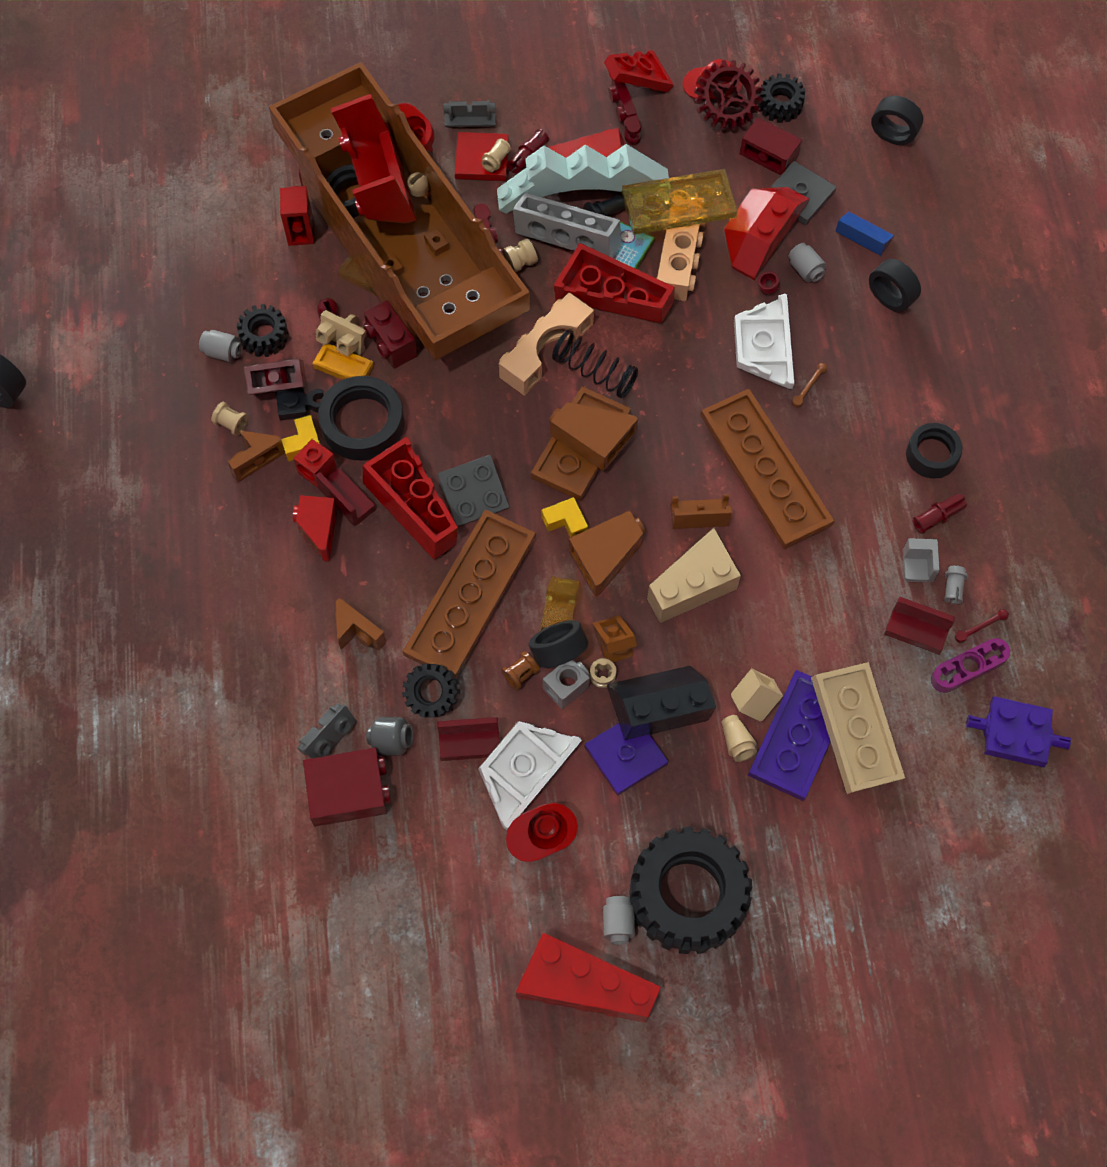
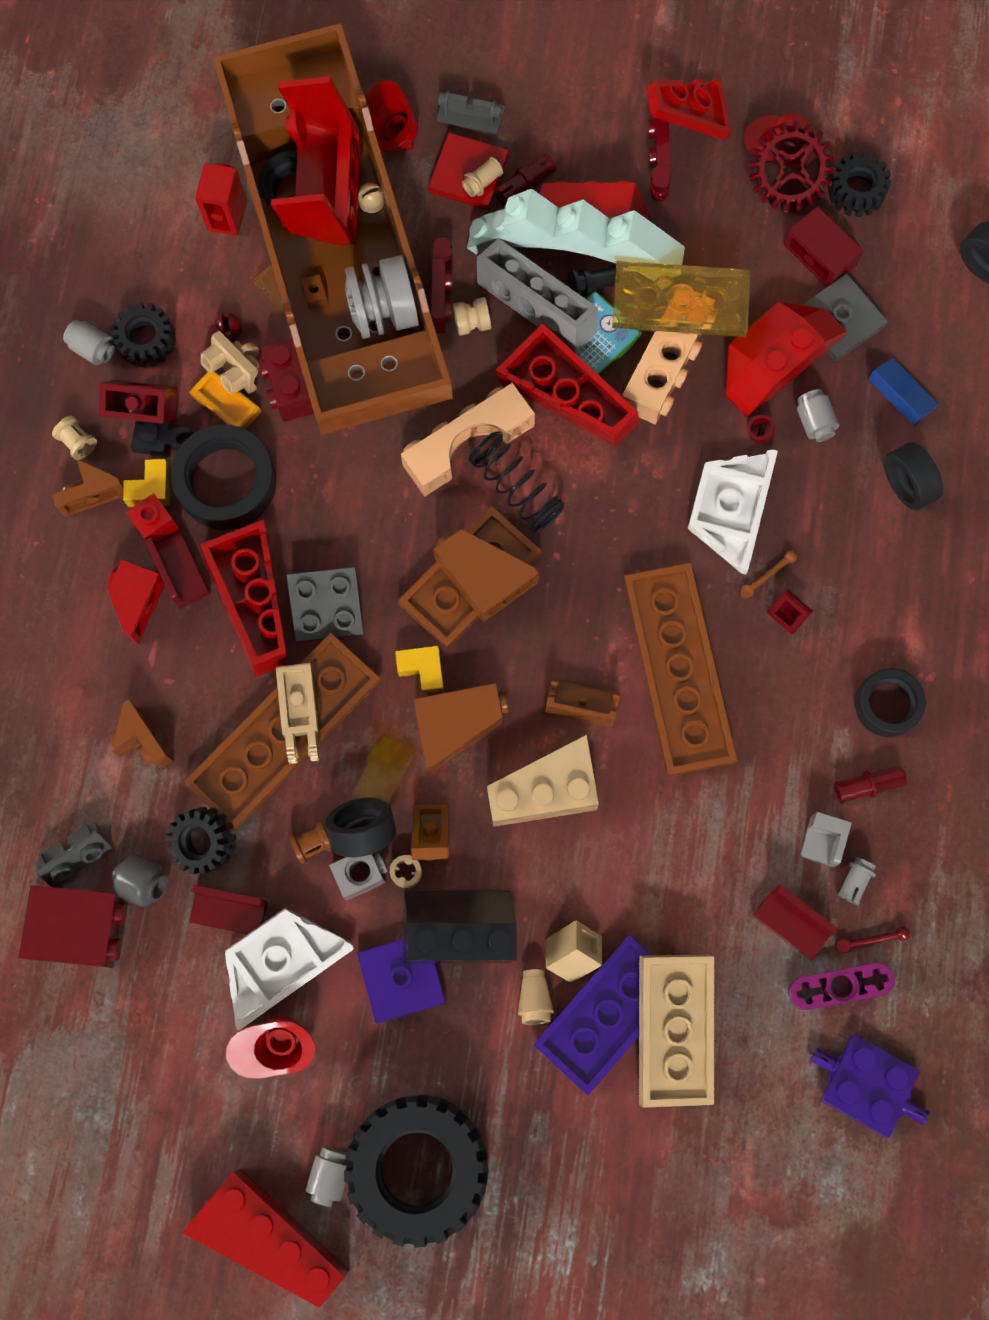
camera: 20 degrees right, 10 degrees up
(453, 247) = (381, 297): none -> light grey wheel
(479, 569) = (298, 708): none -> tan hinge
(835, 405) = (789, 611): none -> dark red slope

